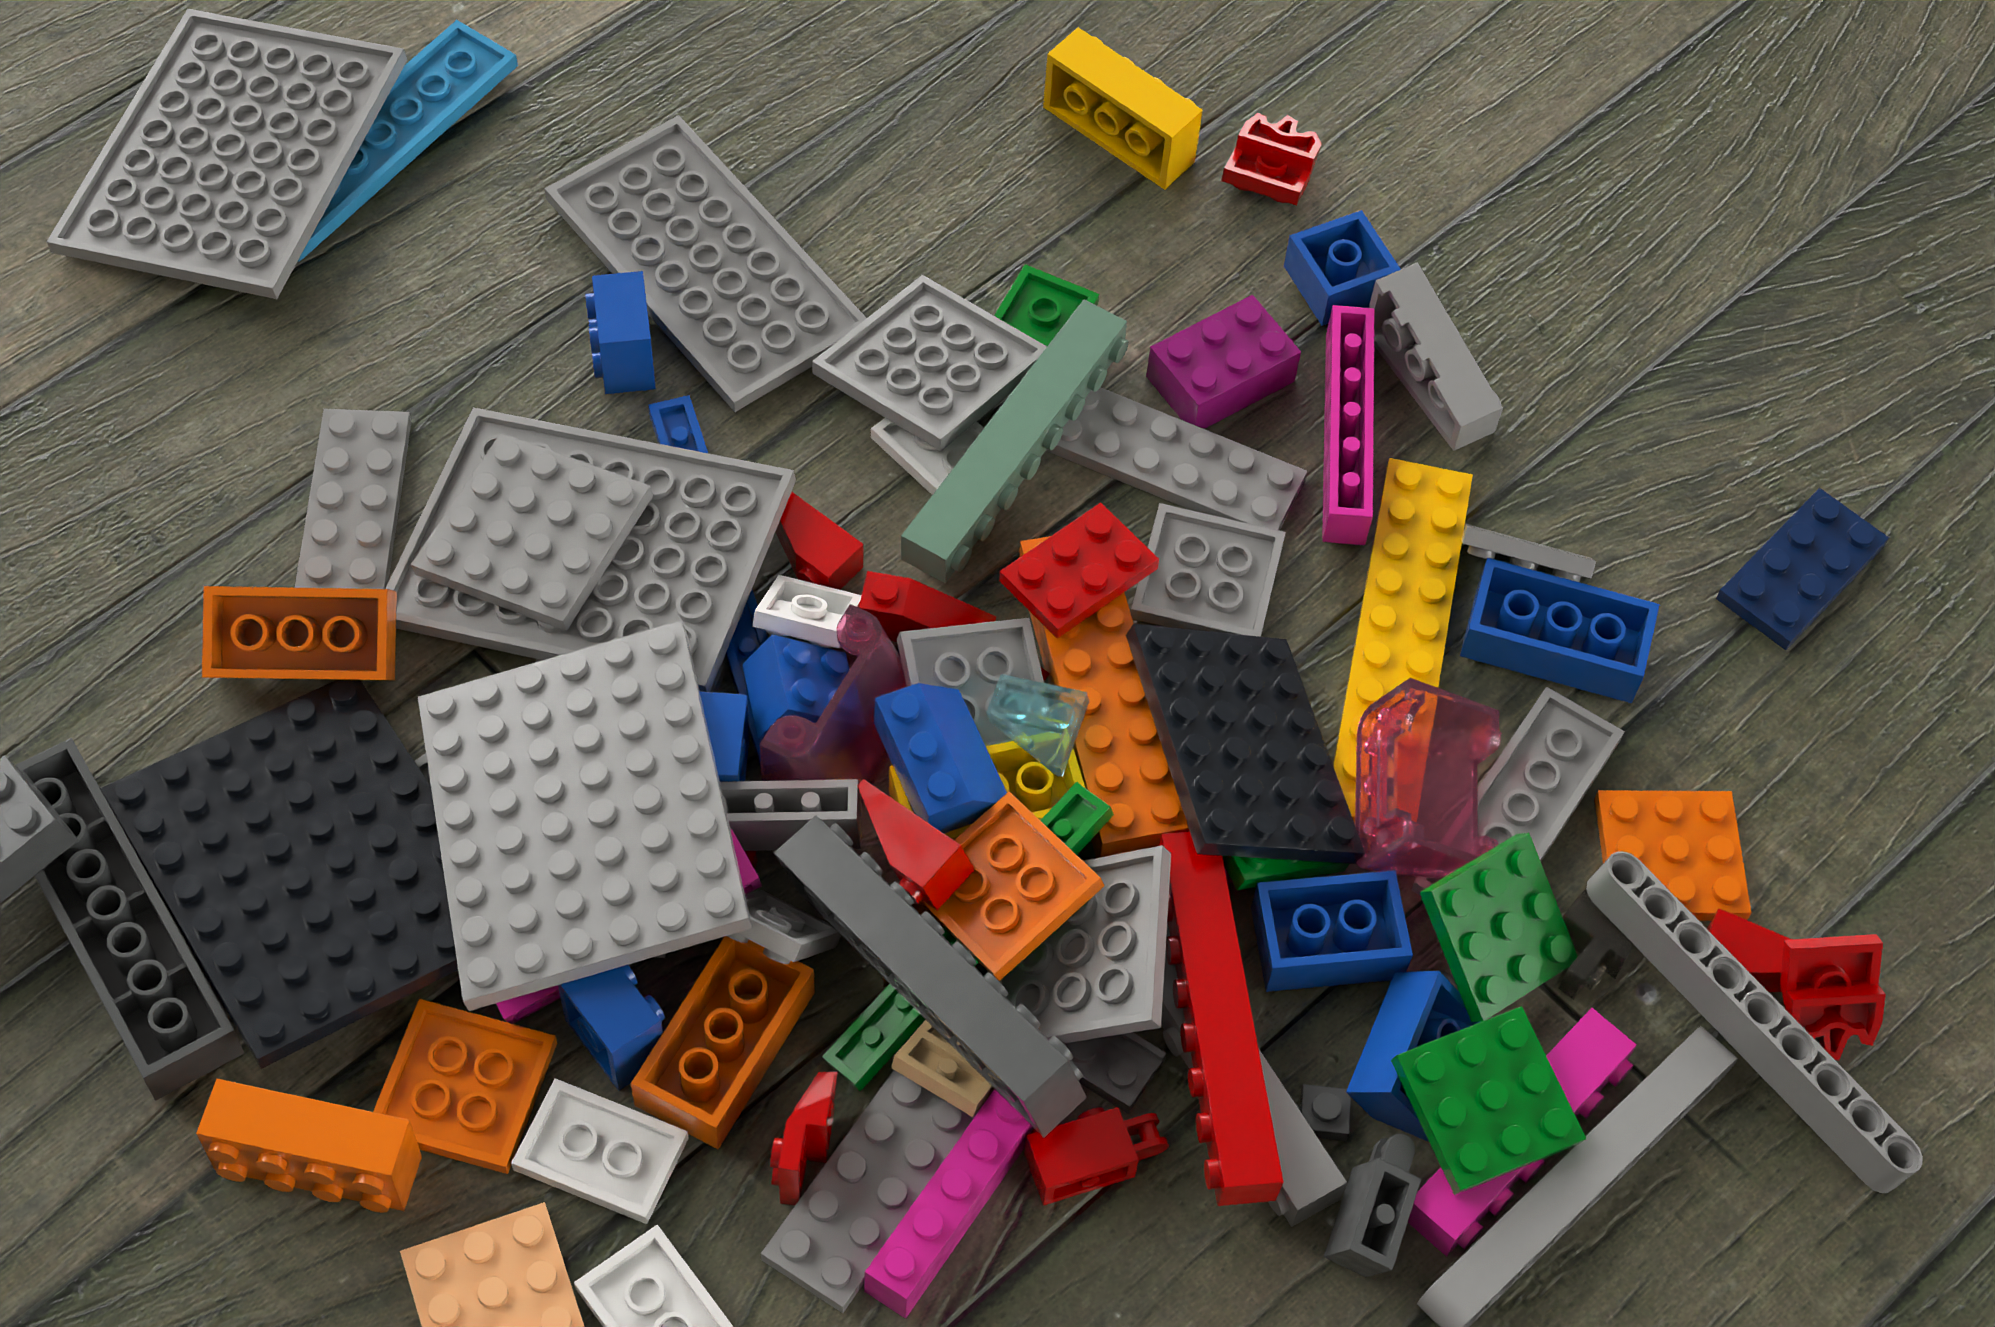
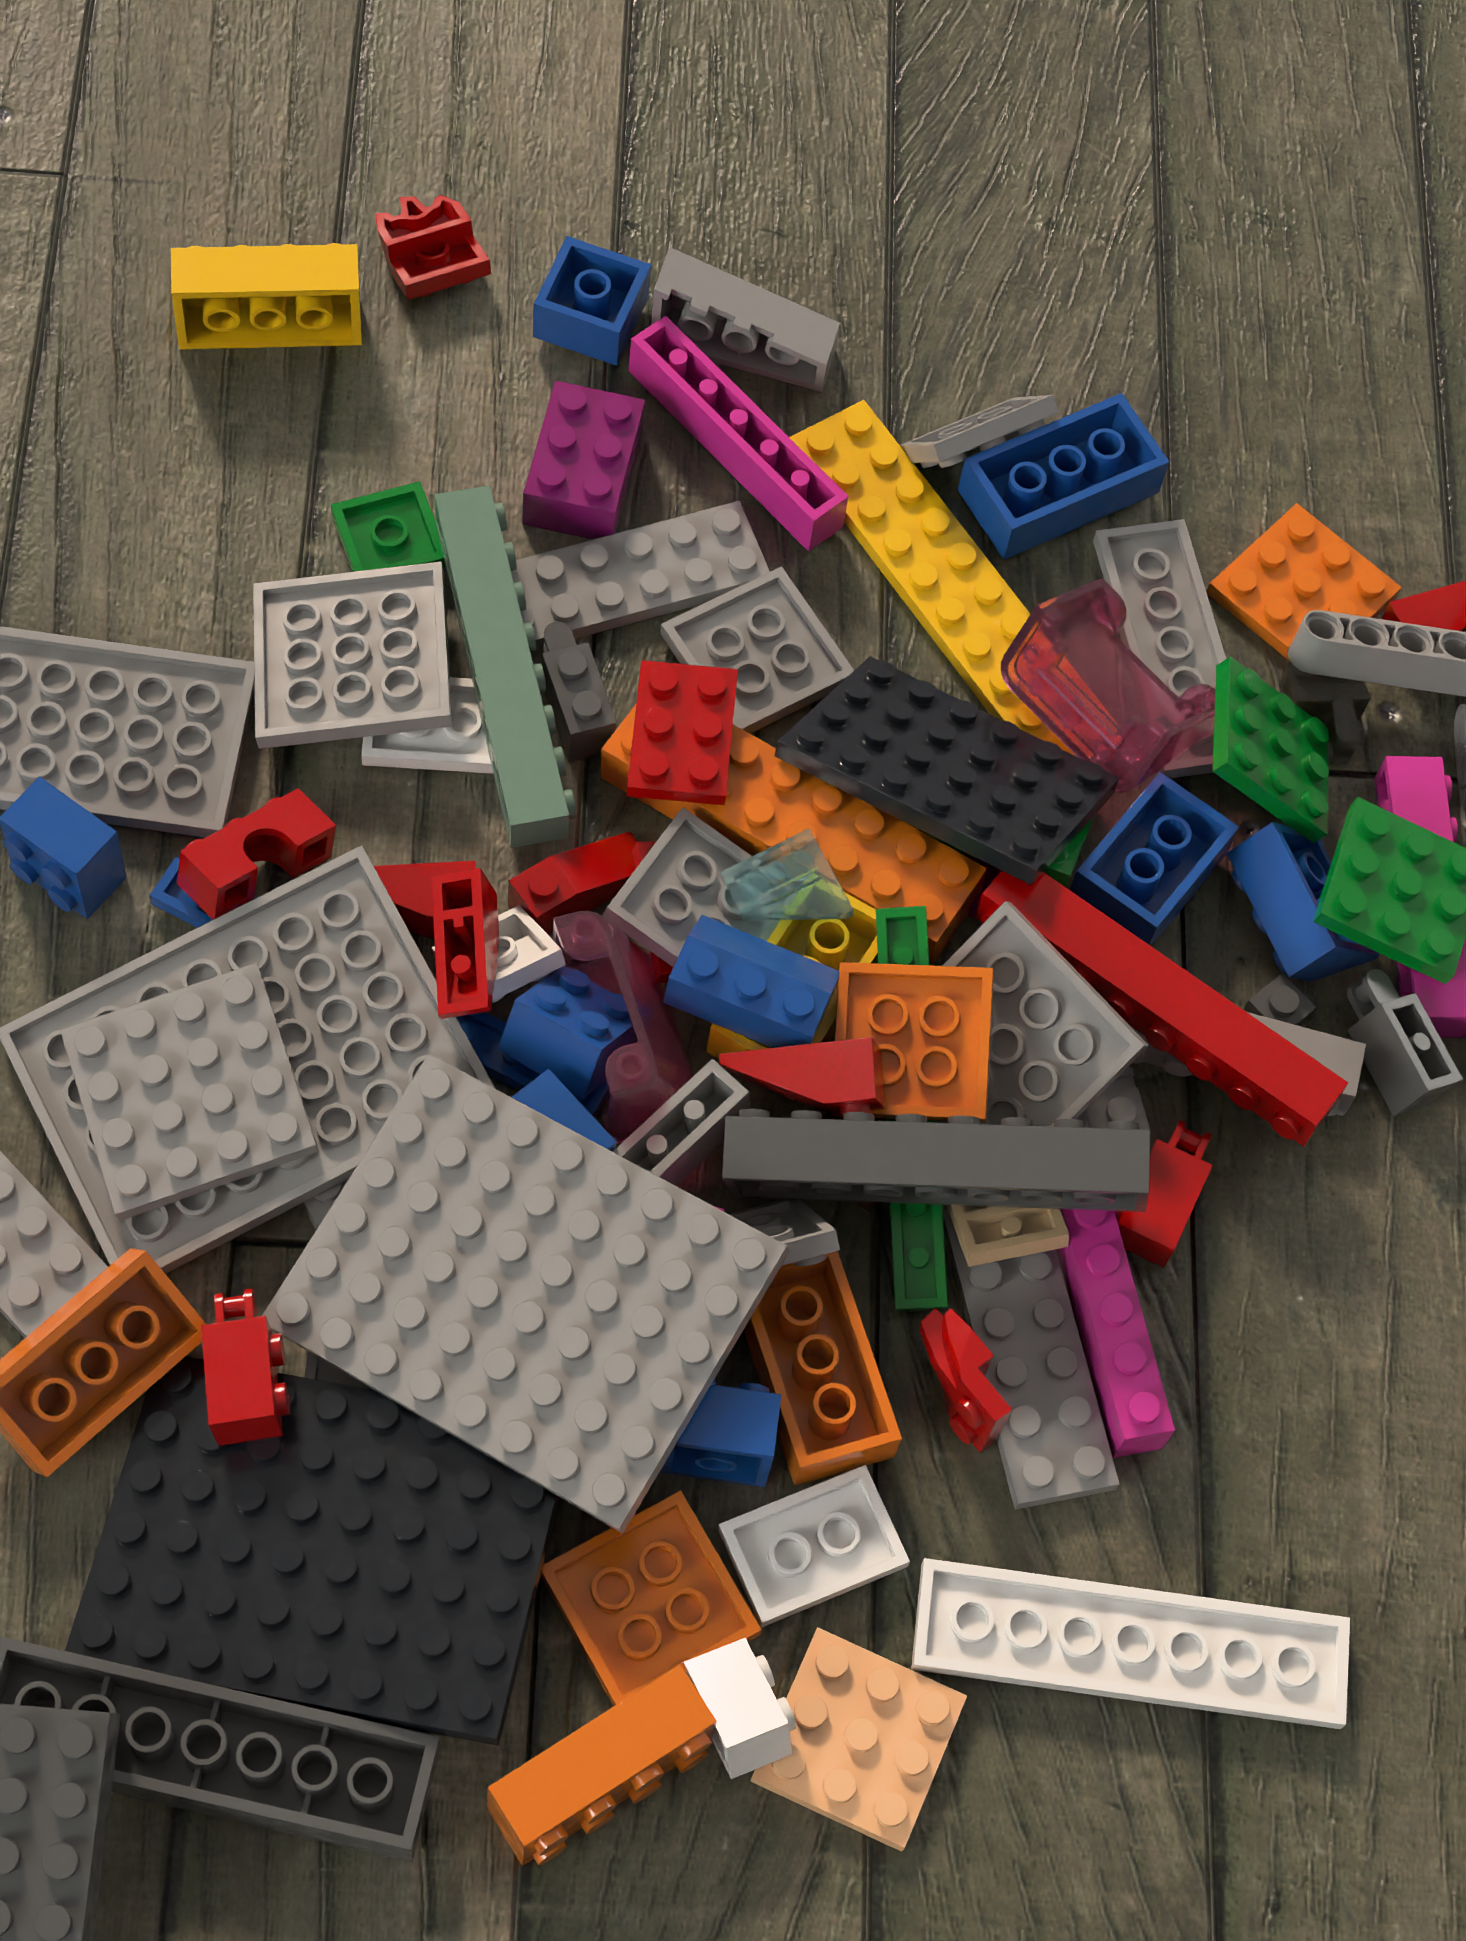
camera: 50 degrees left, 5 degrees up
(371, 714) = (242, 1372): none -> red brick
(433, 1196) = (750, 1720): none -> white brick
(766, 430) = (285, 831): none -> red arch
(787, 576) = (465, 941): none -> red slope
(1051, 496) = (576, 694): none -> dark grey brick
(1802, 568) = (1164, 281): dark blue plate -> none

